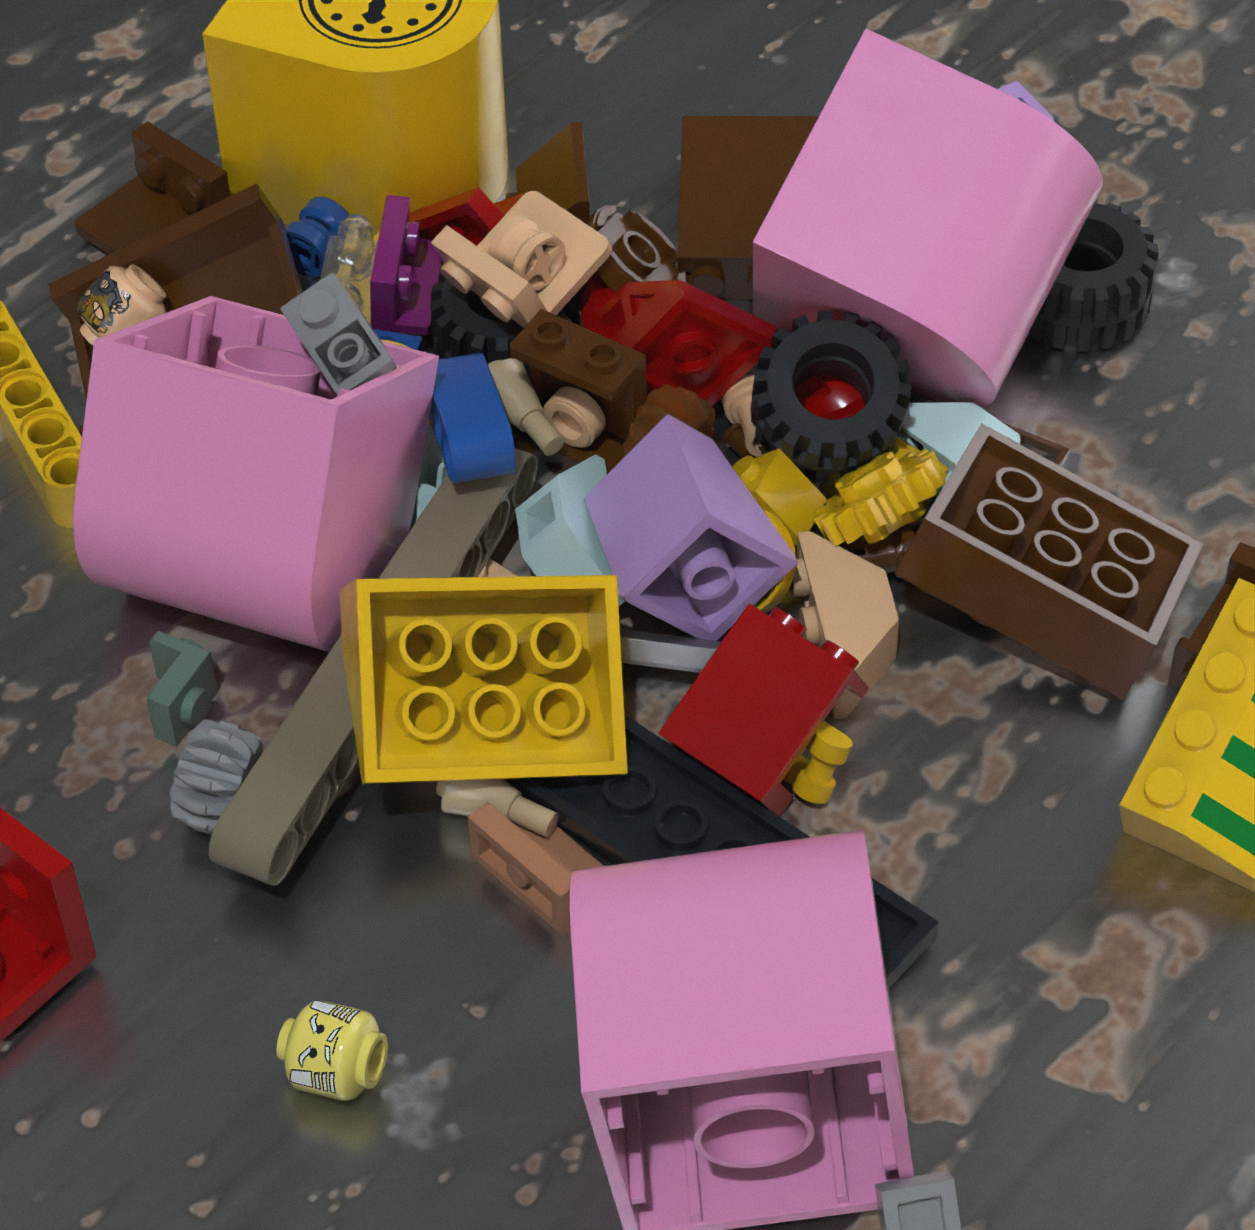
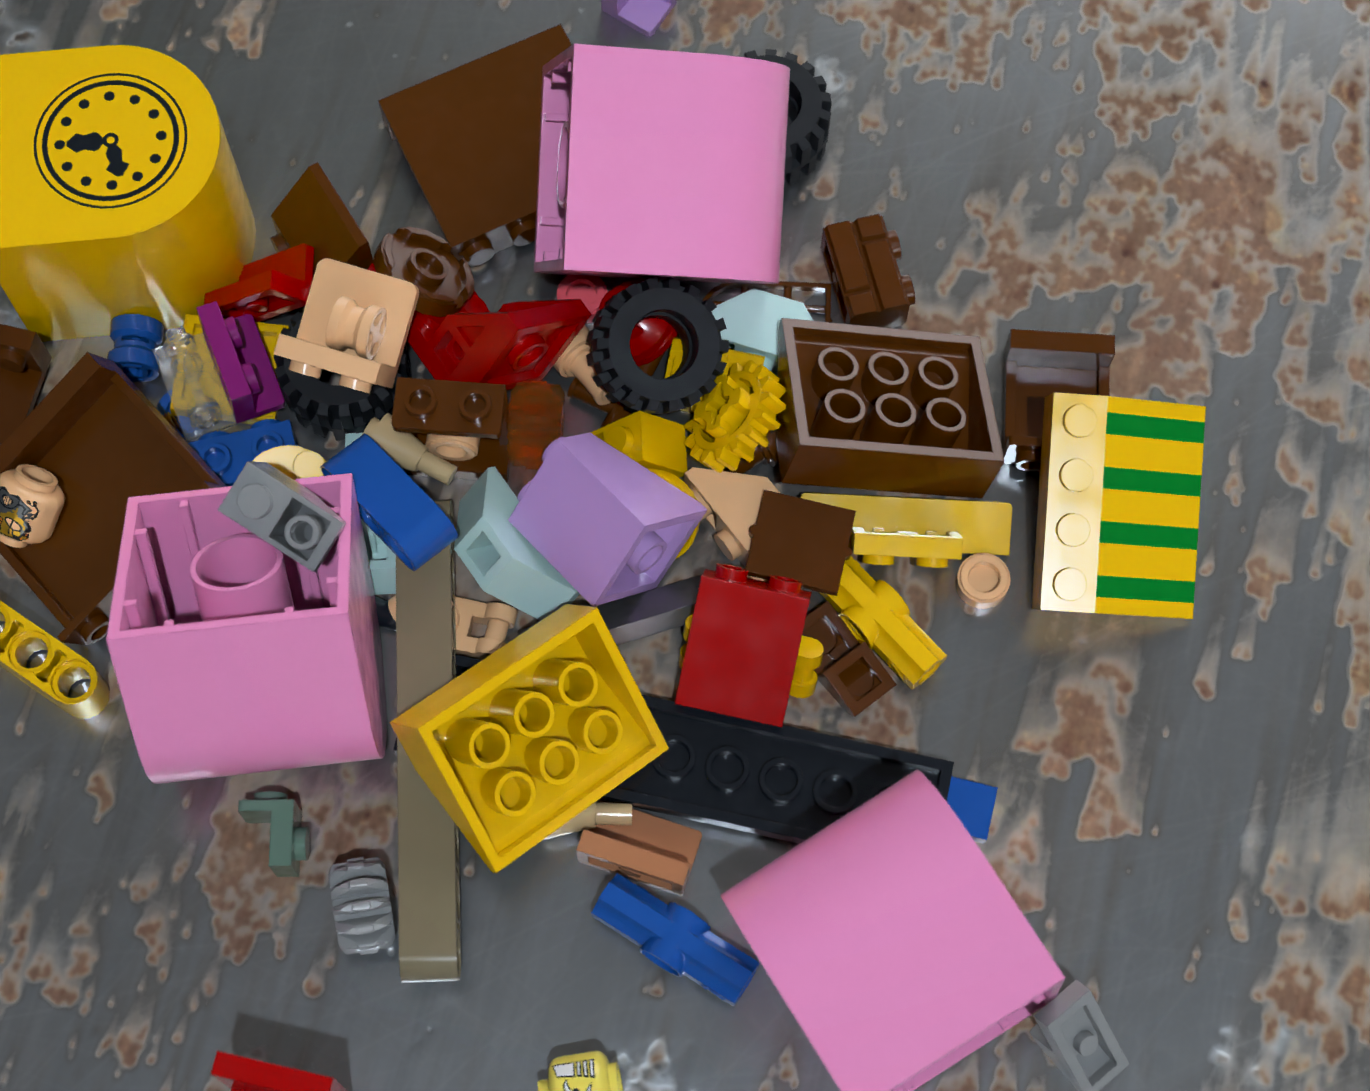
camera: 30 degrees left, 20 degrees up
(520, 955) = (675, 939): none -> blue piece
(872, 785) = (847, 667): none -> reddish brown slope
(888, 636) = (800, 541): none -> reddish brown piece
(931, 986) = (973, 806): none -> blue tile
(933, 754) = (883, 621): none -> yellow piece
(1020, 686) = (922, 527): none -> yellow bracket
(1079, 778) = (982, 580): none -> light nougat tile
(1111, 438) = (866, 272): none -> reddish brown brick

